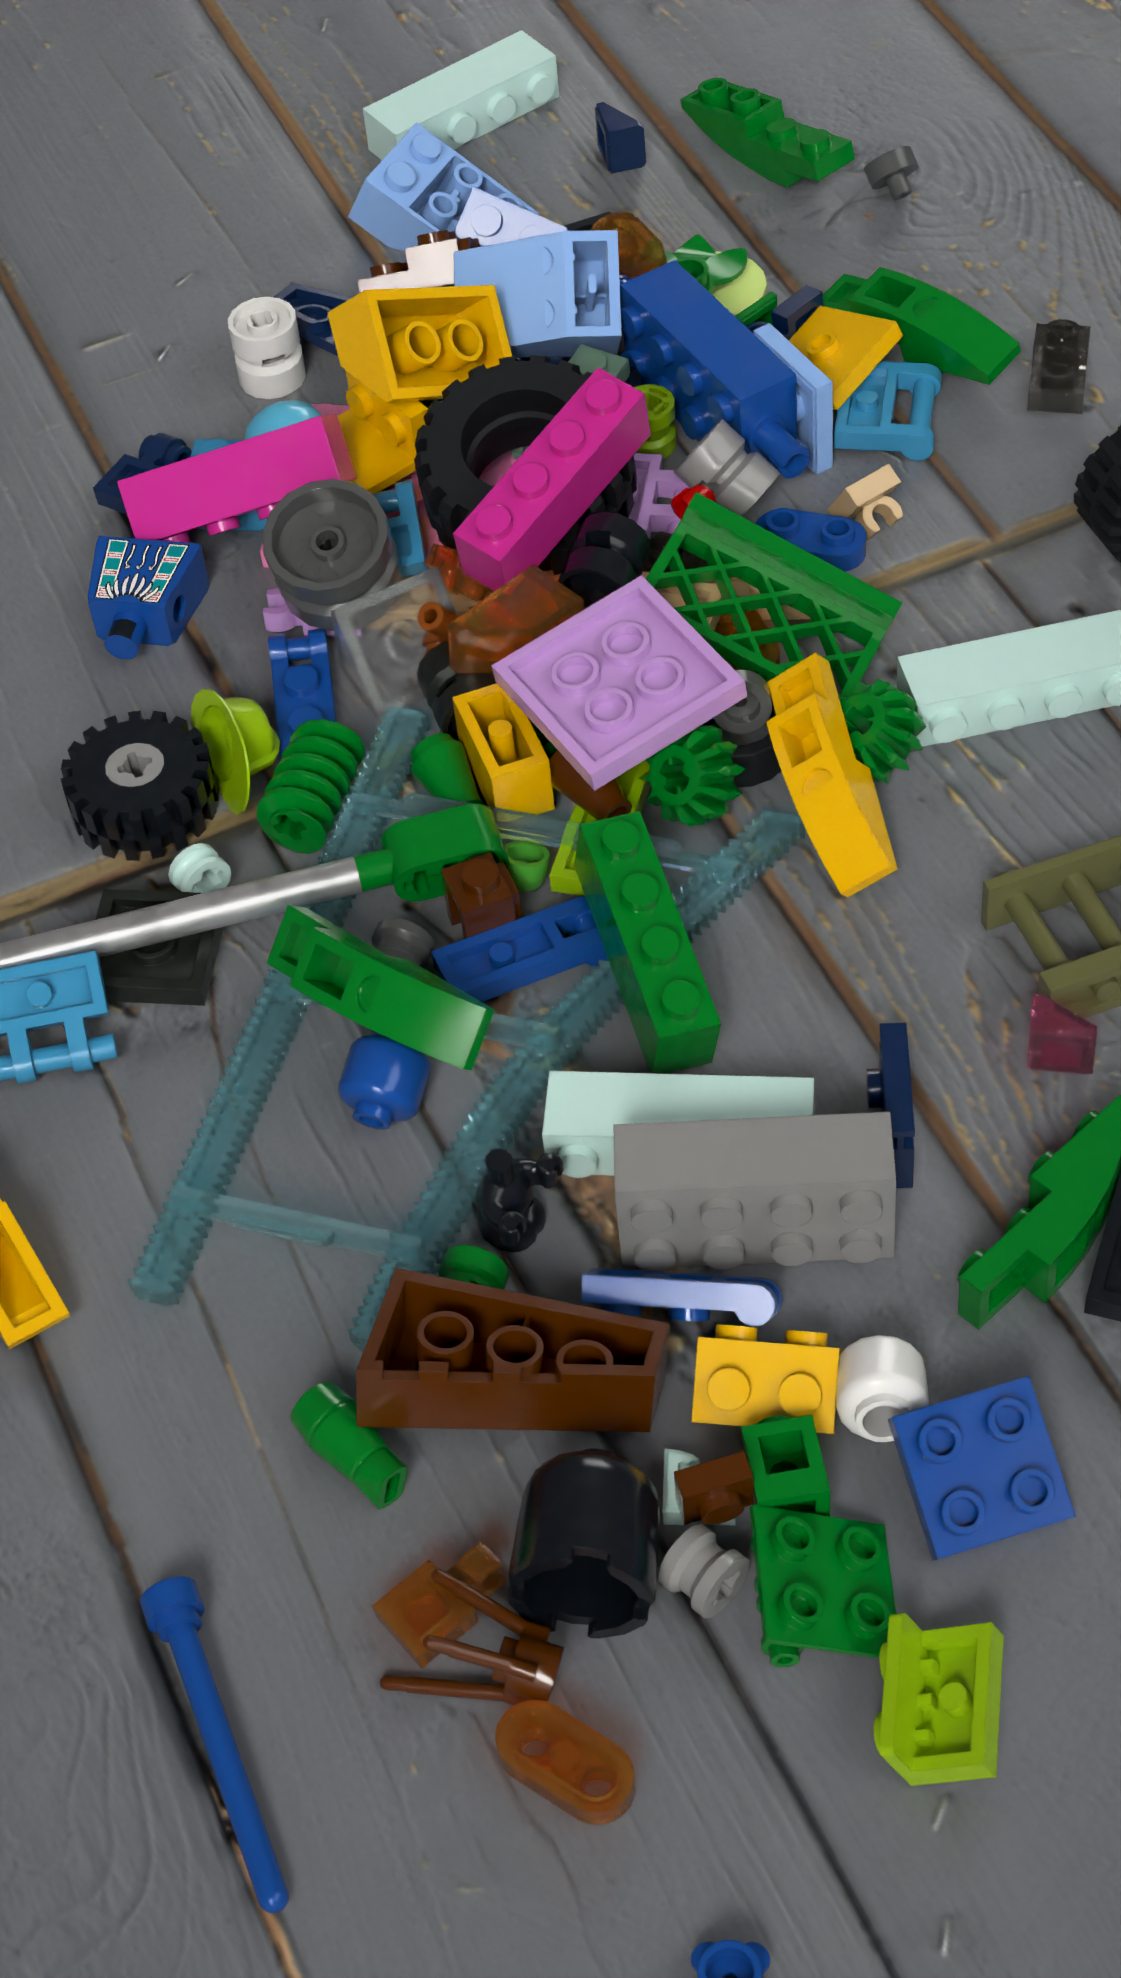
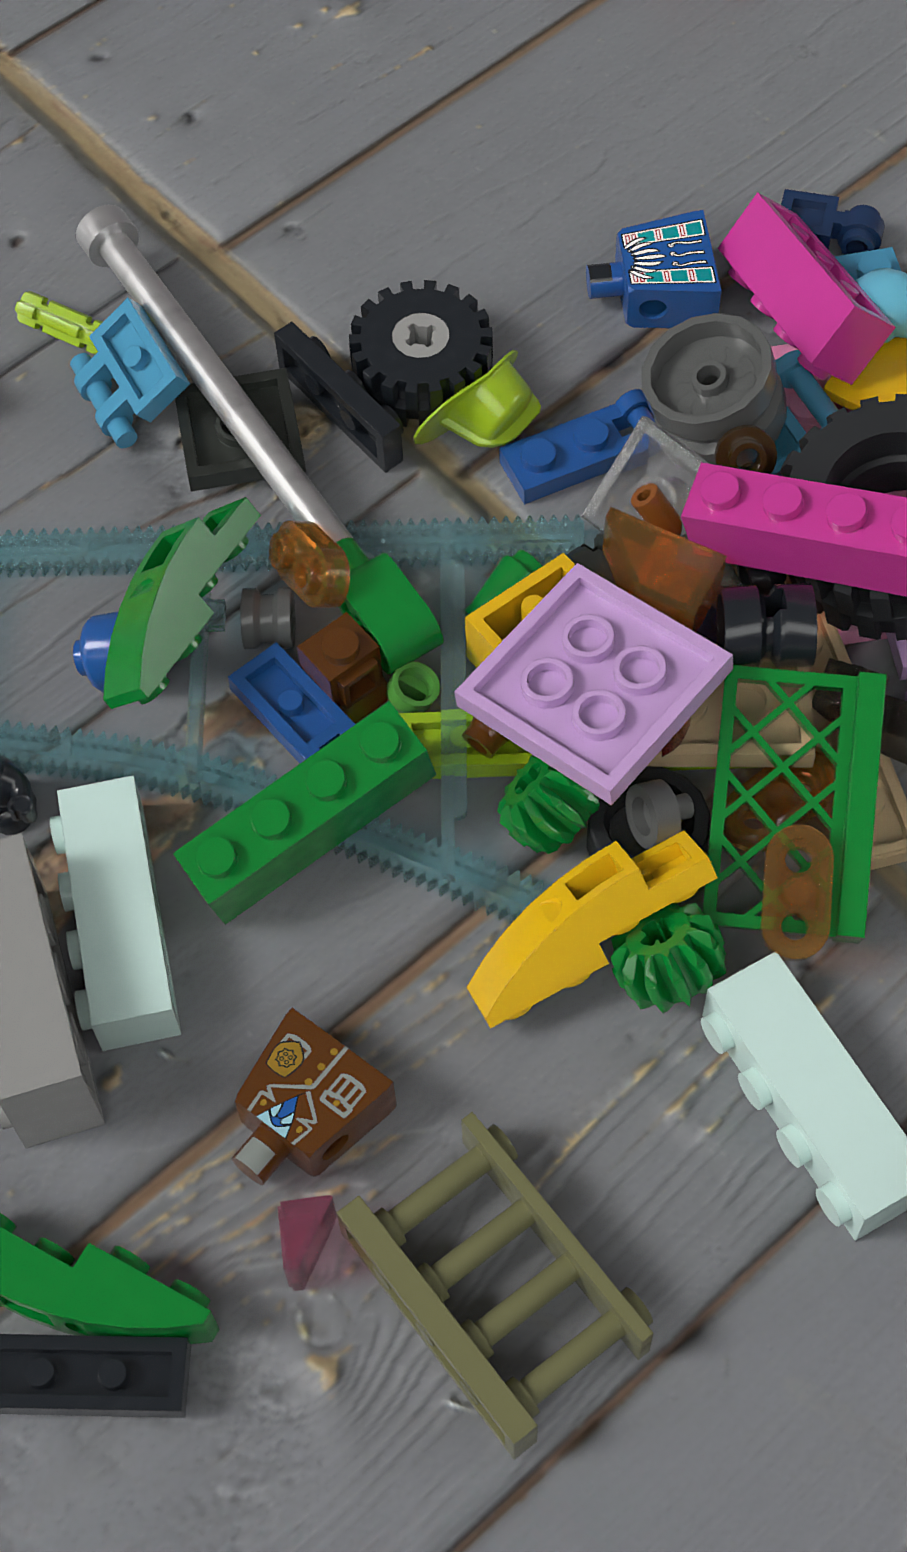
camera: 70 degrees right, 10 degrees up
(146, 857) = (340, 396): none -> black plate
(199, 870) = (330, 434): light aqua bush -> none
(310, 785) = (455, 481): green piece -> none
(370, 887) = (310, 563): none -> clear orange plate
(418, 543) = (744, 438): none -> dark brown plate
(851, 626) = (797, 894): none -> clear orange plate
(892, 1092) = (167, 1096): dark blue plate -> none
(939, 1002) = (307, 1101): none -> reddish brown torso

